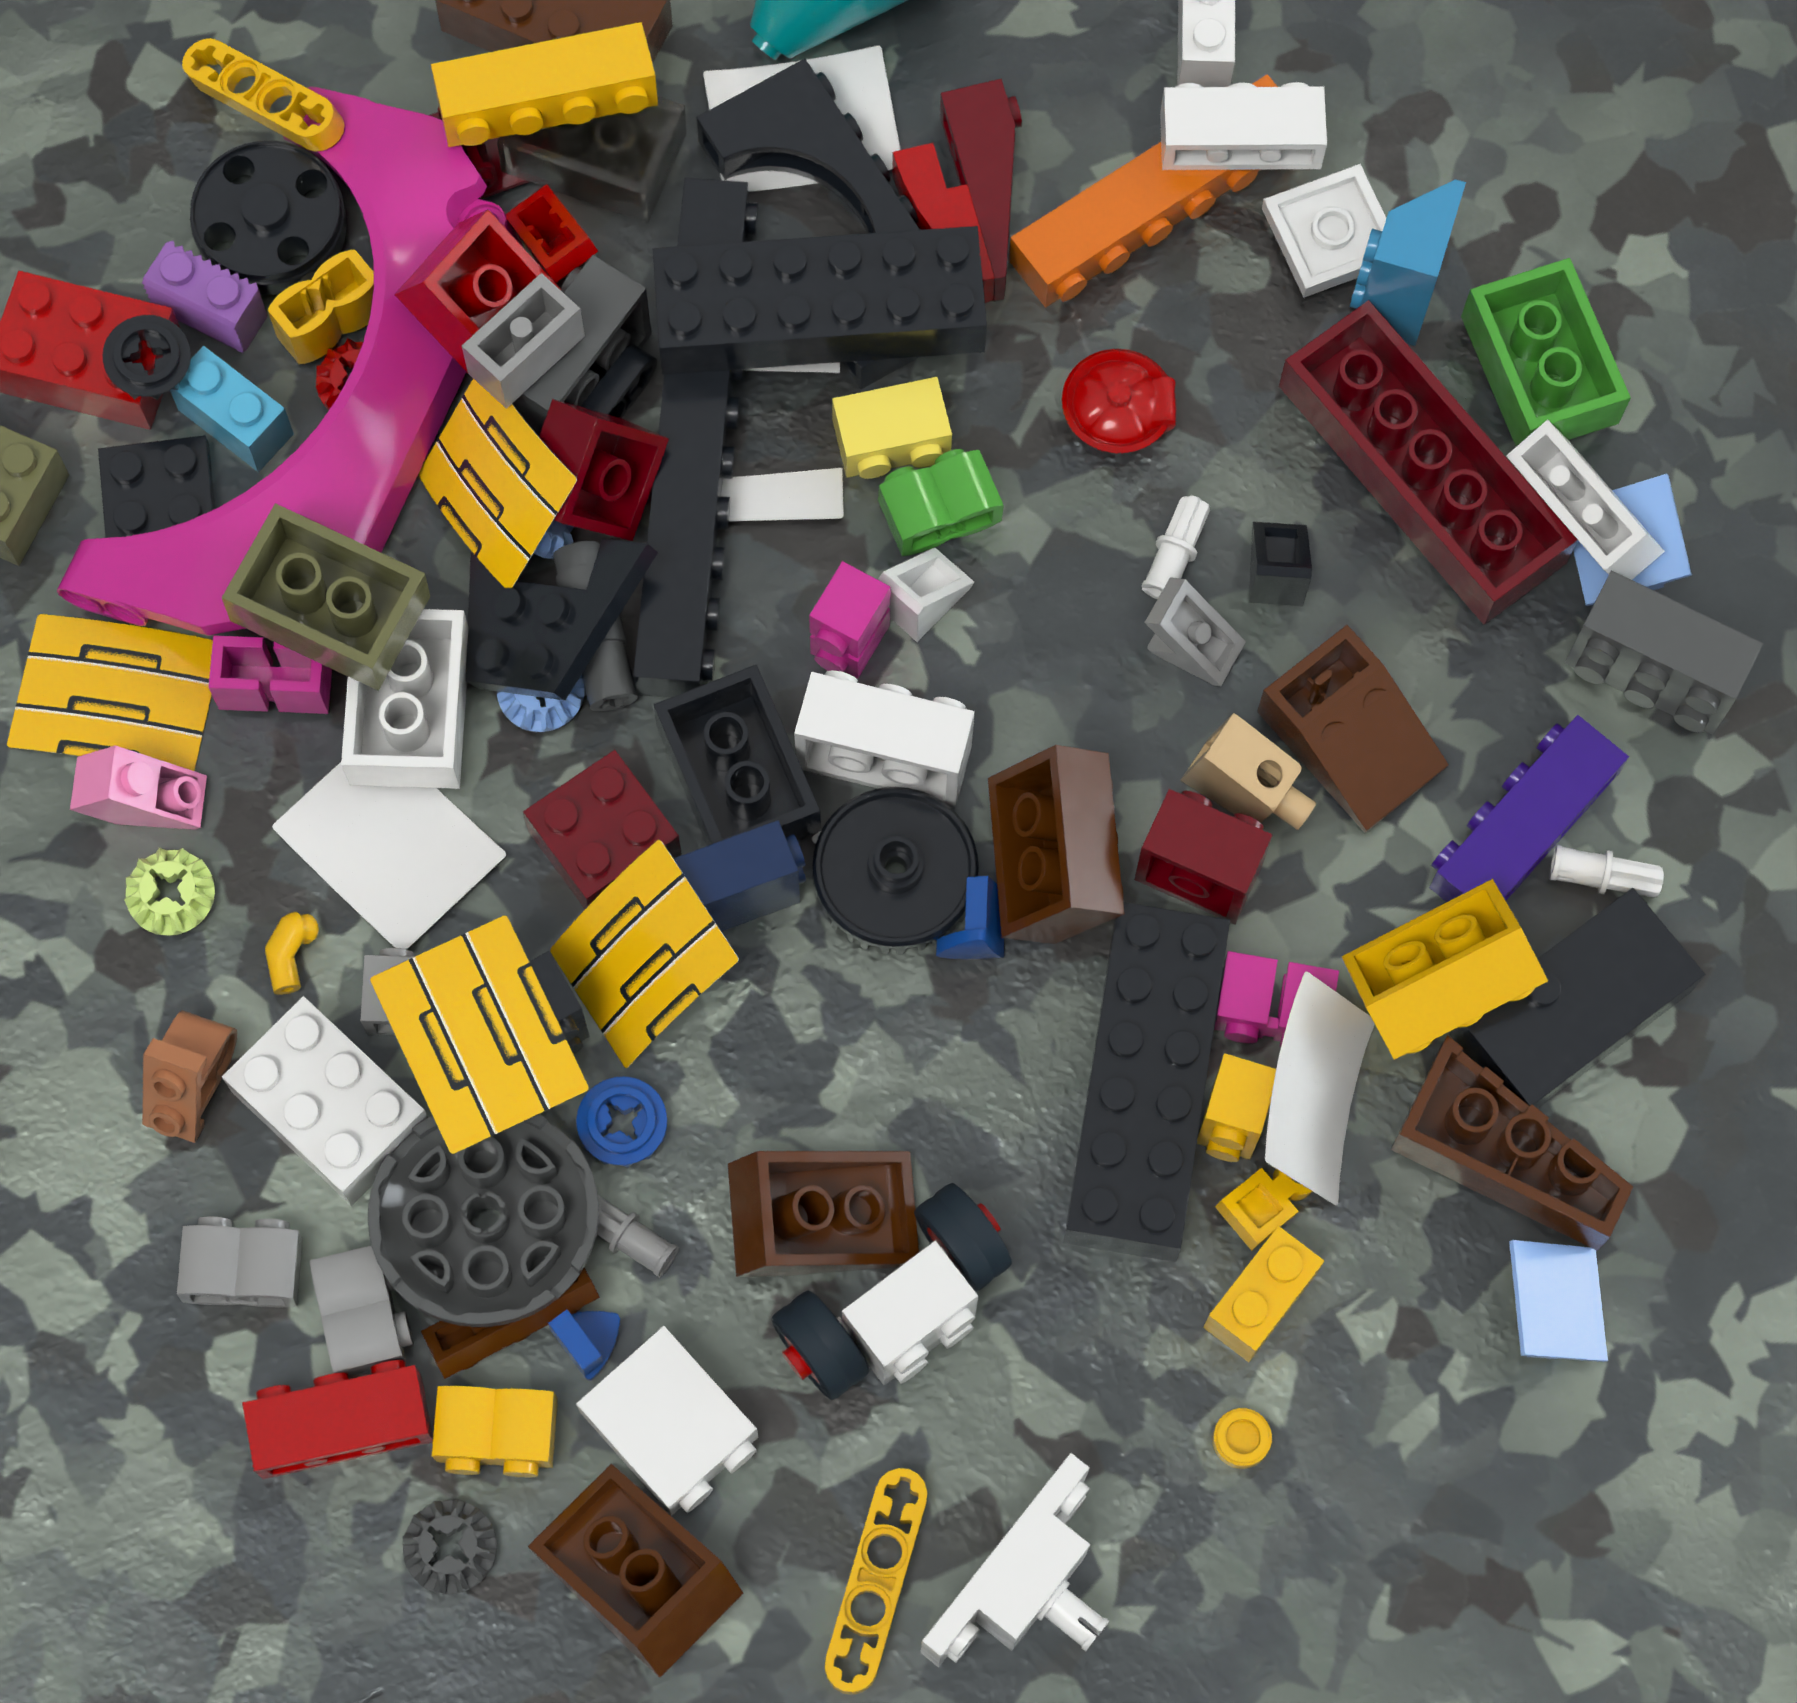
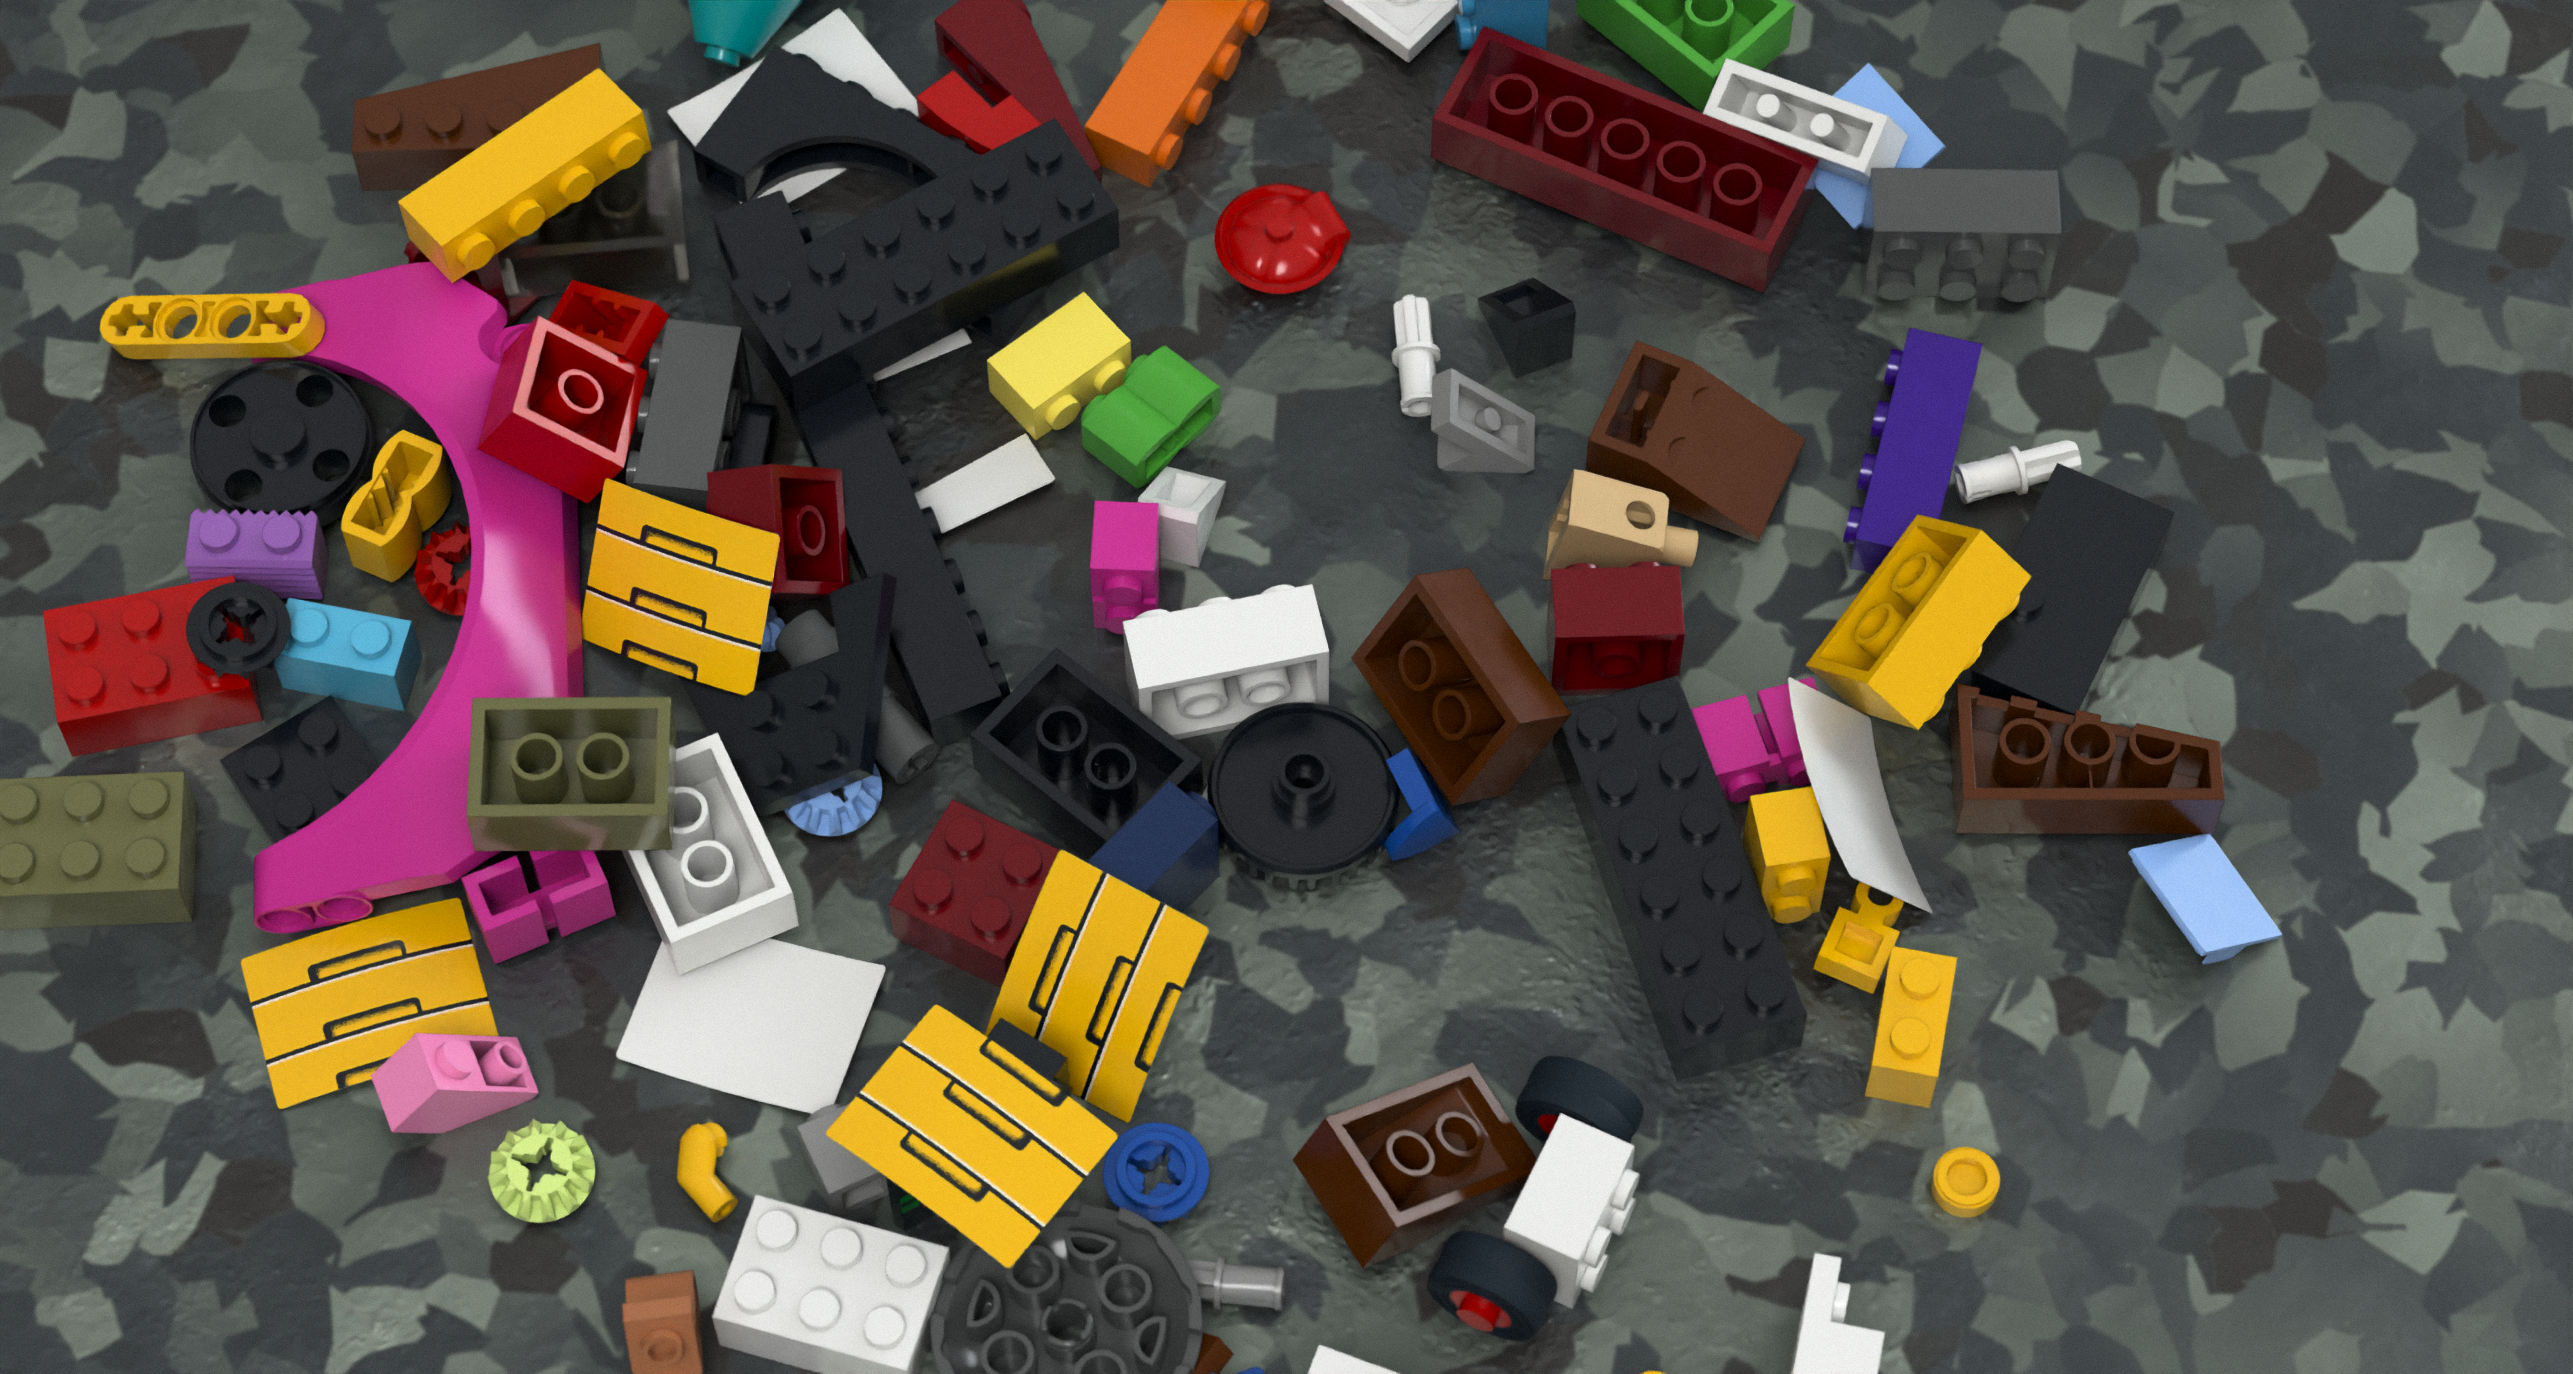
camera: 25 degrees left, 10 degrees down
(523, 340) = (649, 424): light grey brick -> none

